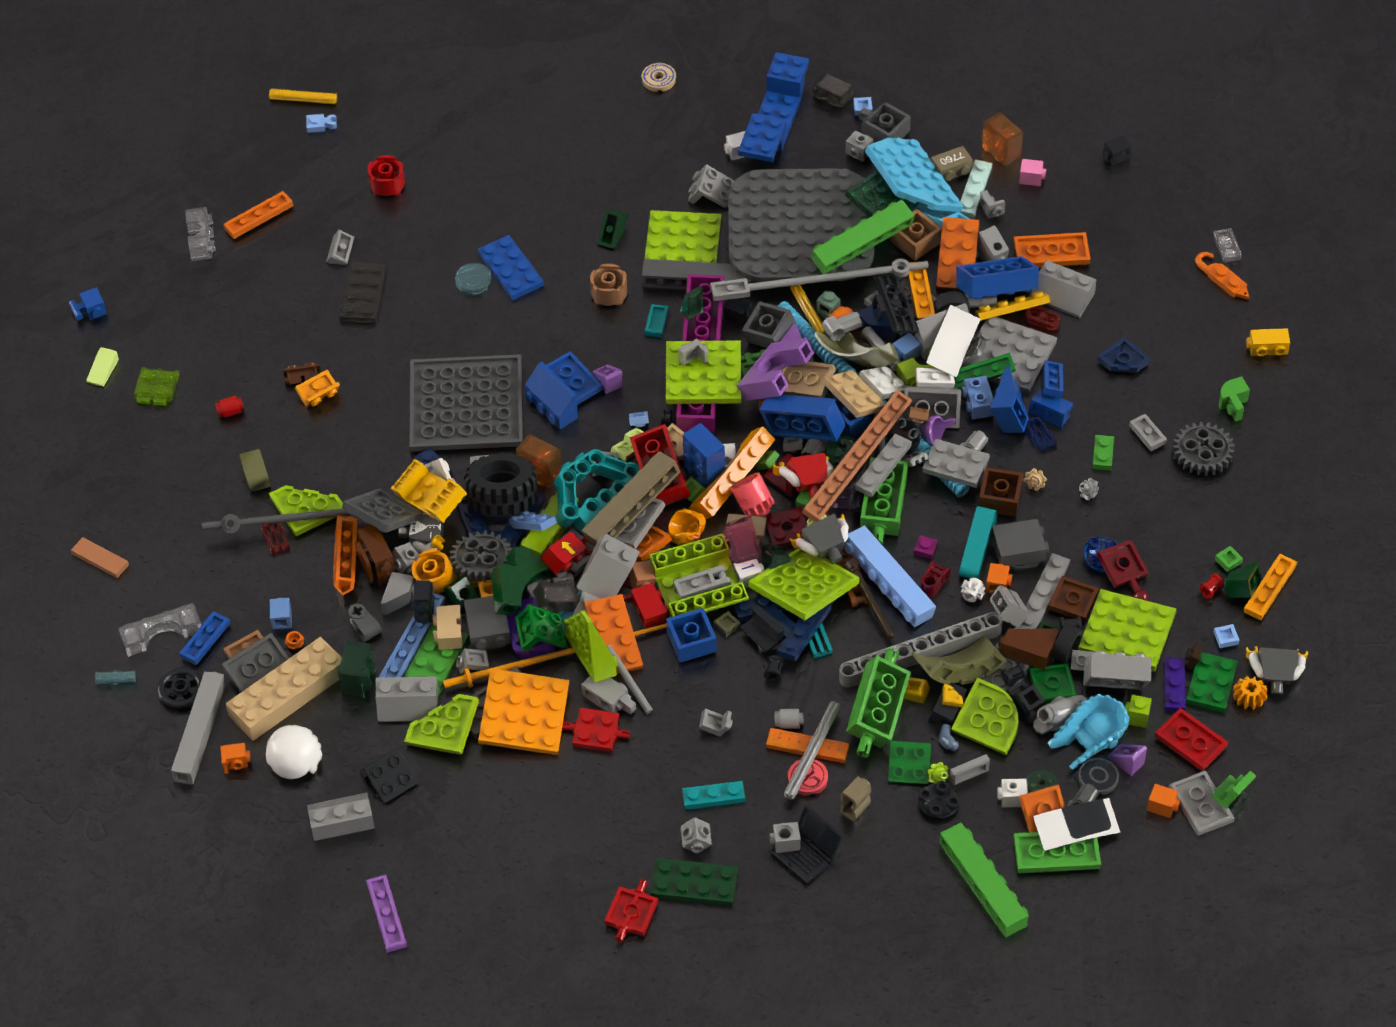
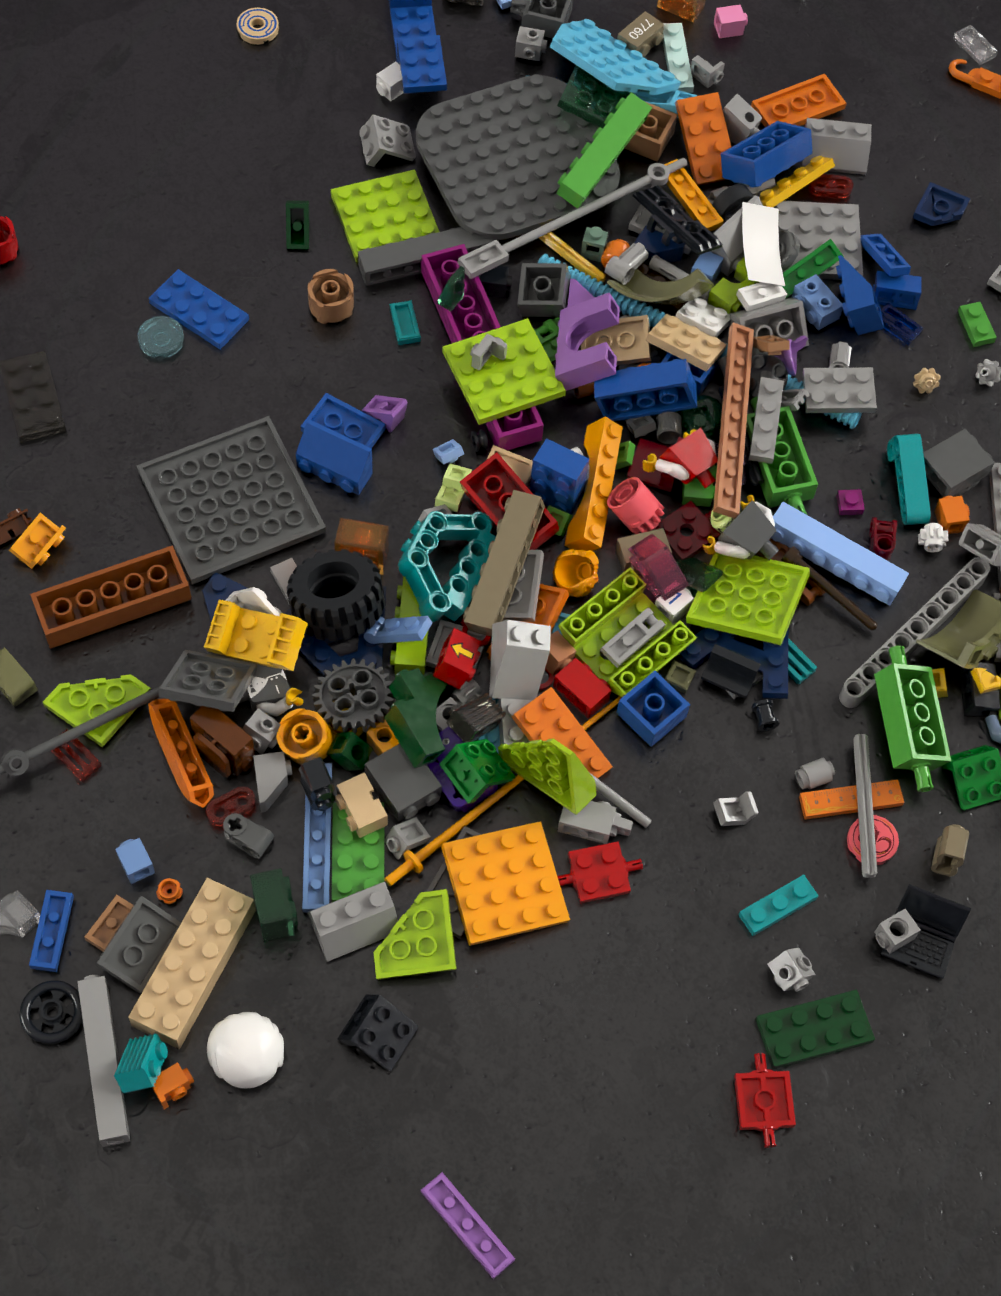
camera: 30 degrees left, 10 degrees up
(219, 734) = (141, 1063): none -> teal brick
(340, 816) = (344, 1111): light grey slope -> none
(348, 439) = (111, 596): none -> dark orange brick
(364, 598) = (229, 805): none -> clear red plate
(1001, 491) = (902, 408): reddish brown brick -> none

